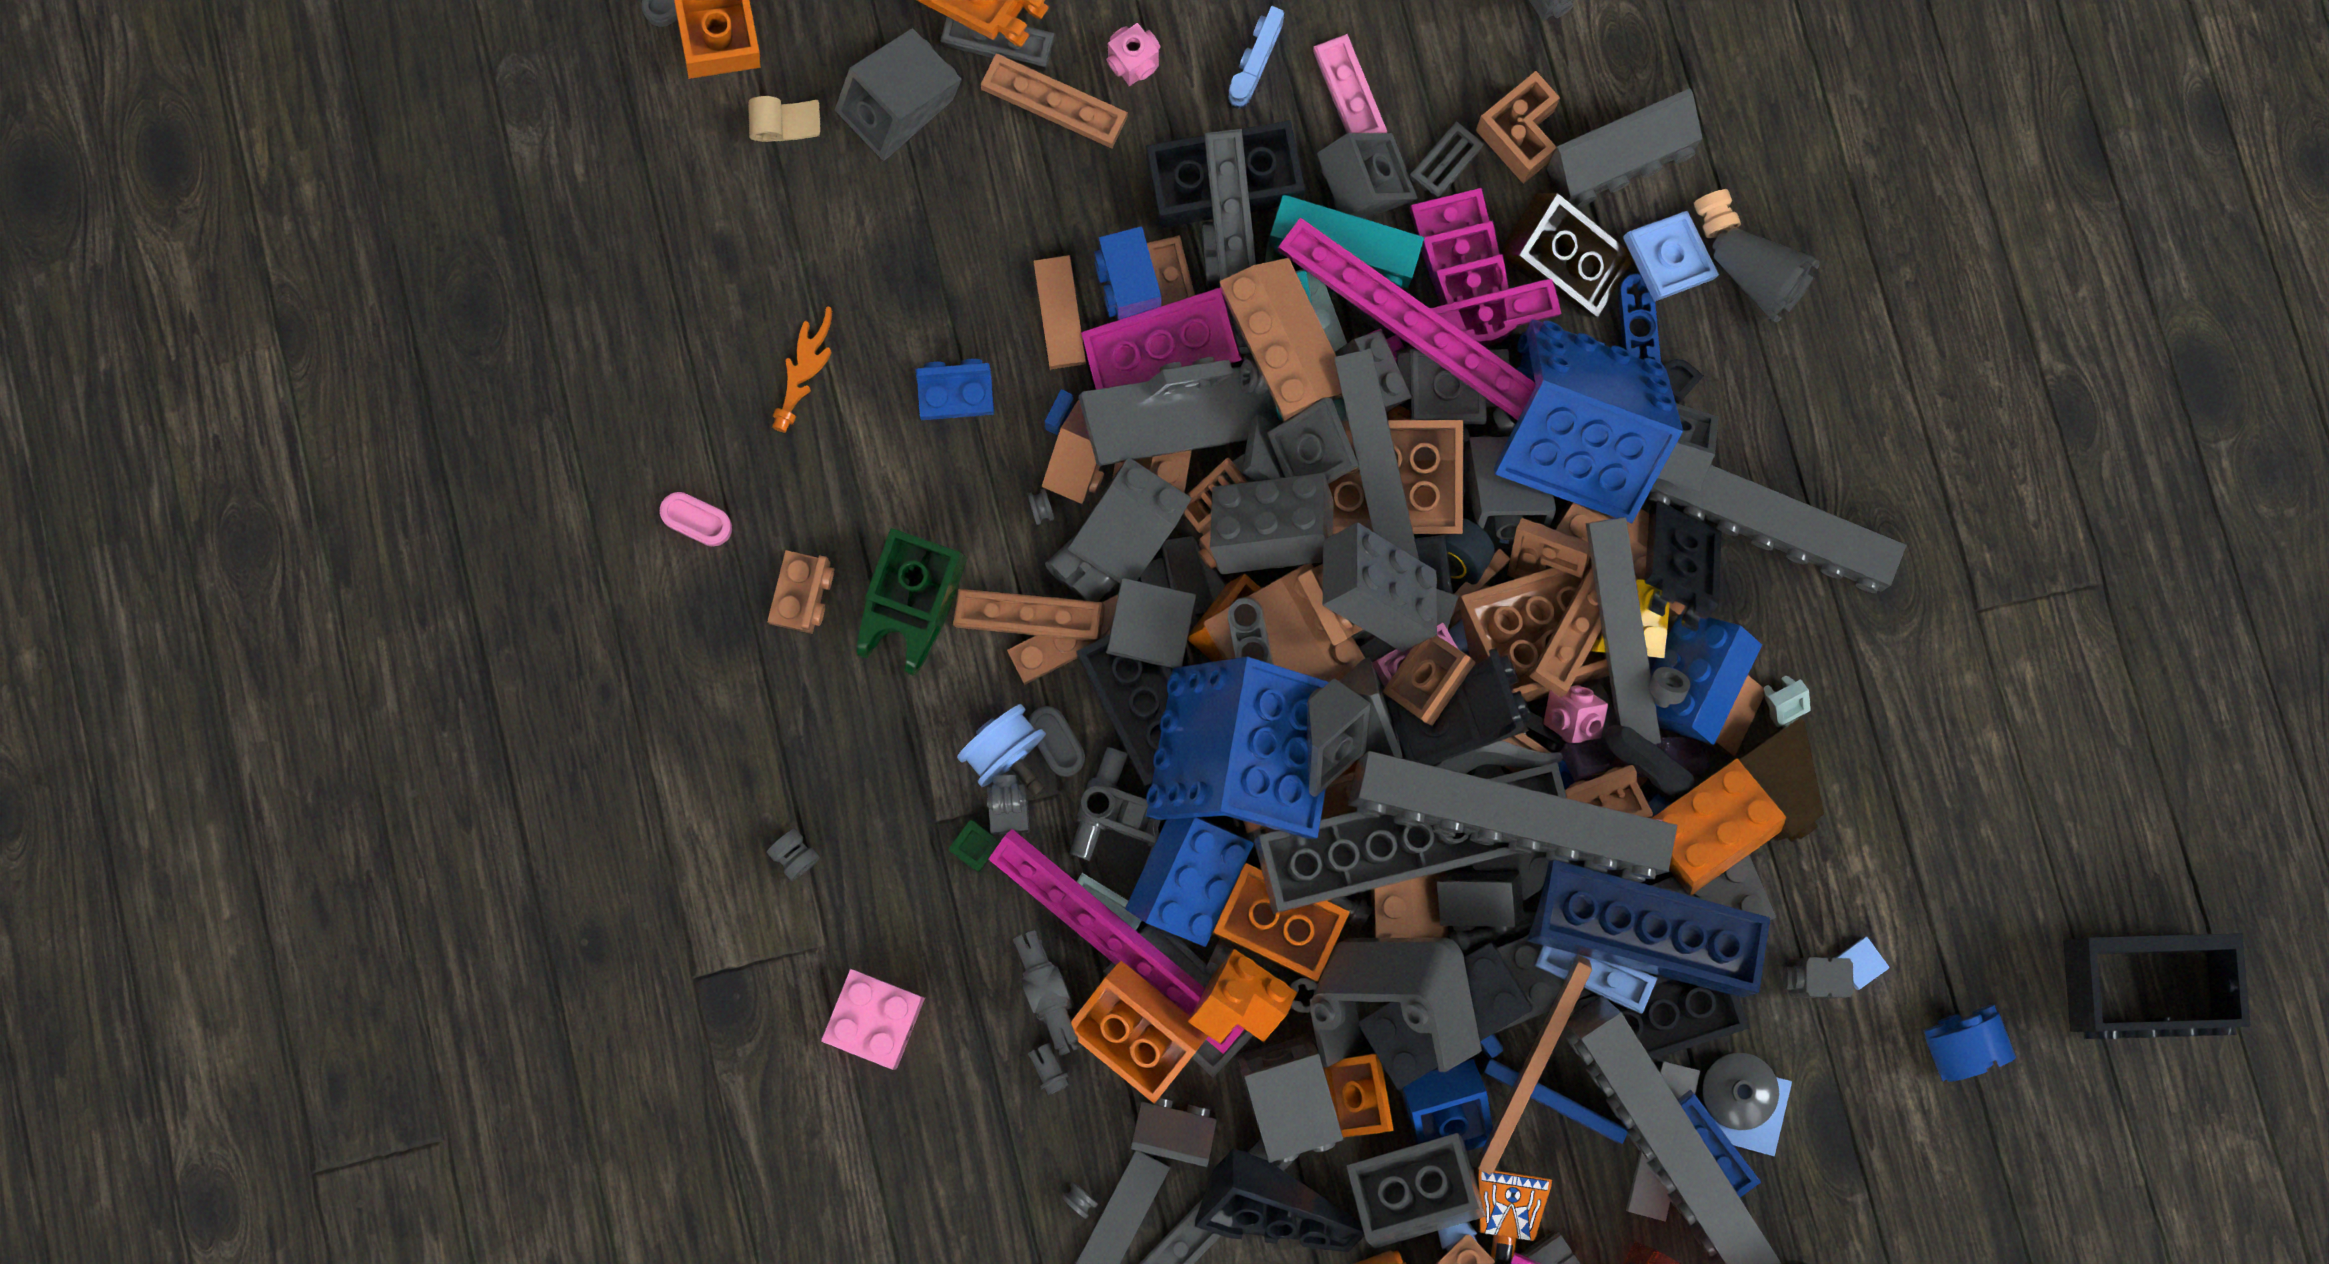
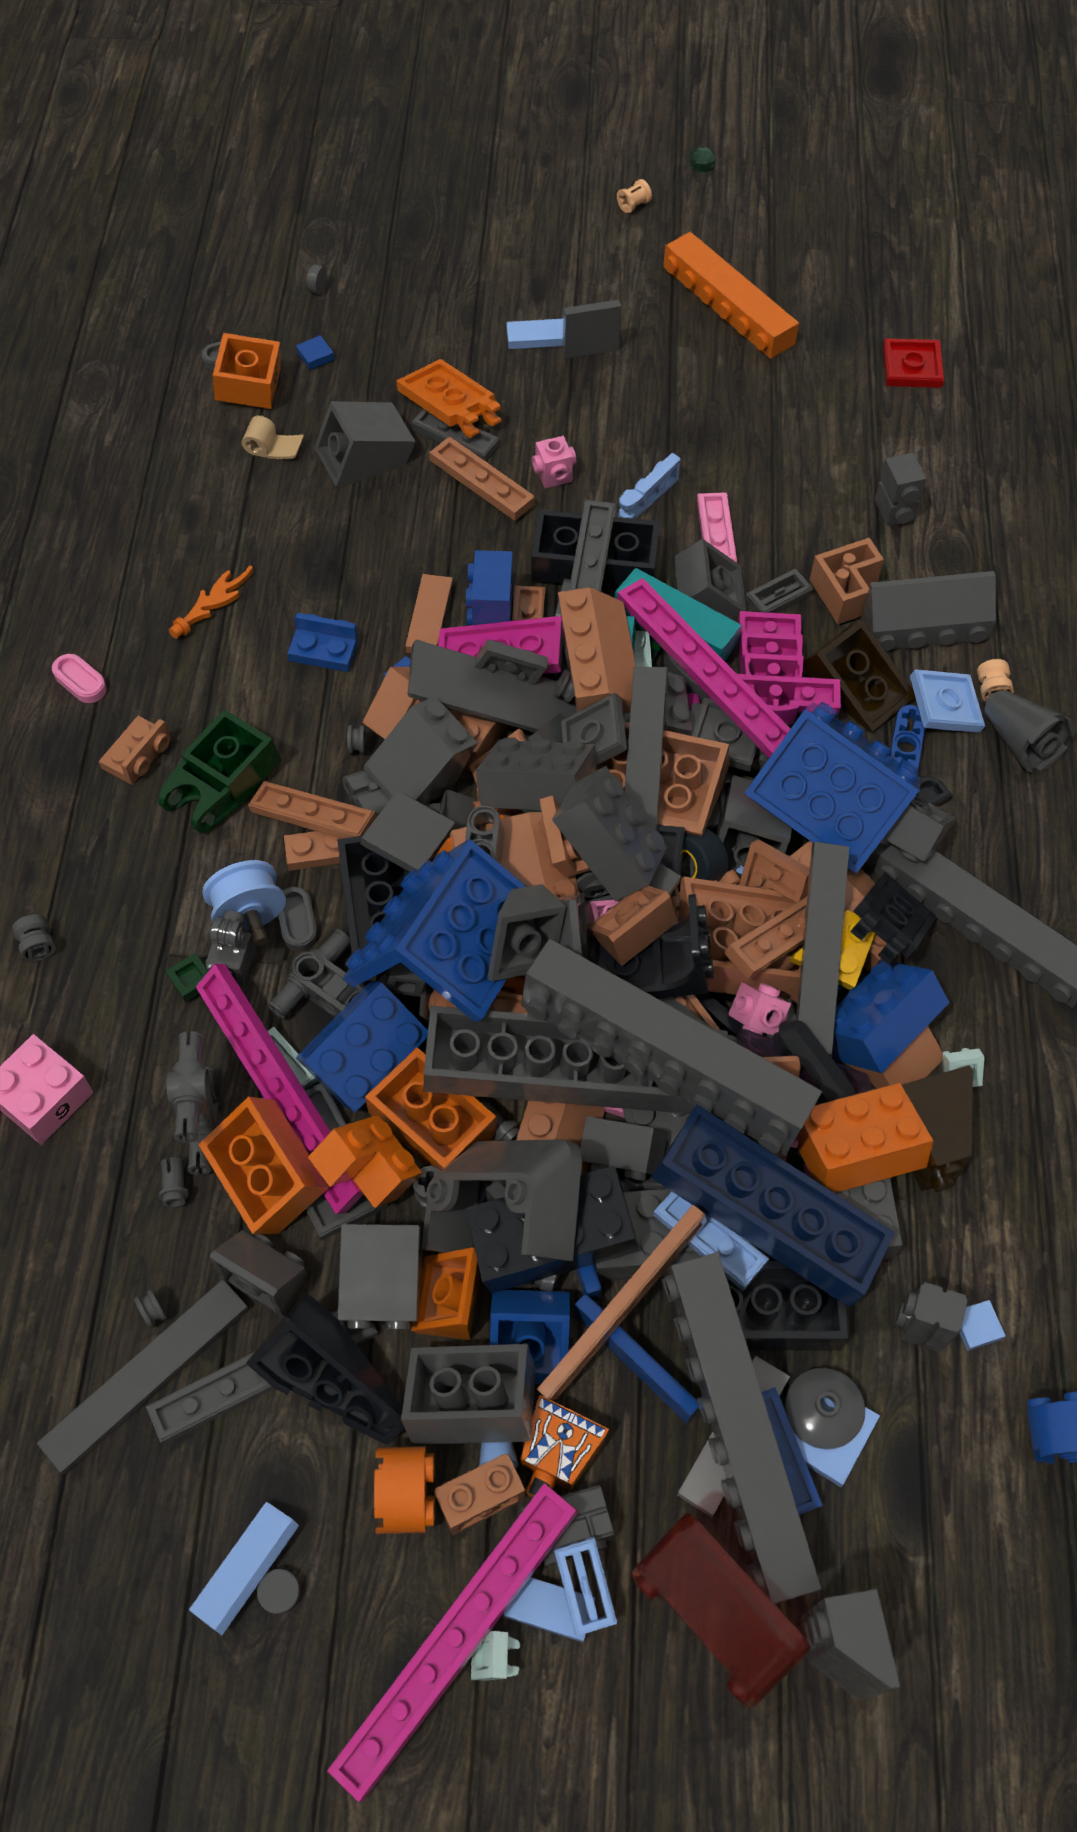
camera: 20 degrees right, 20 degrees down
(1668, 686) = (850, 1002): dark grey tile -> none

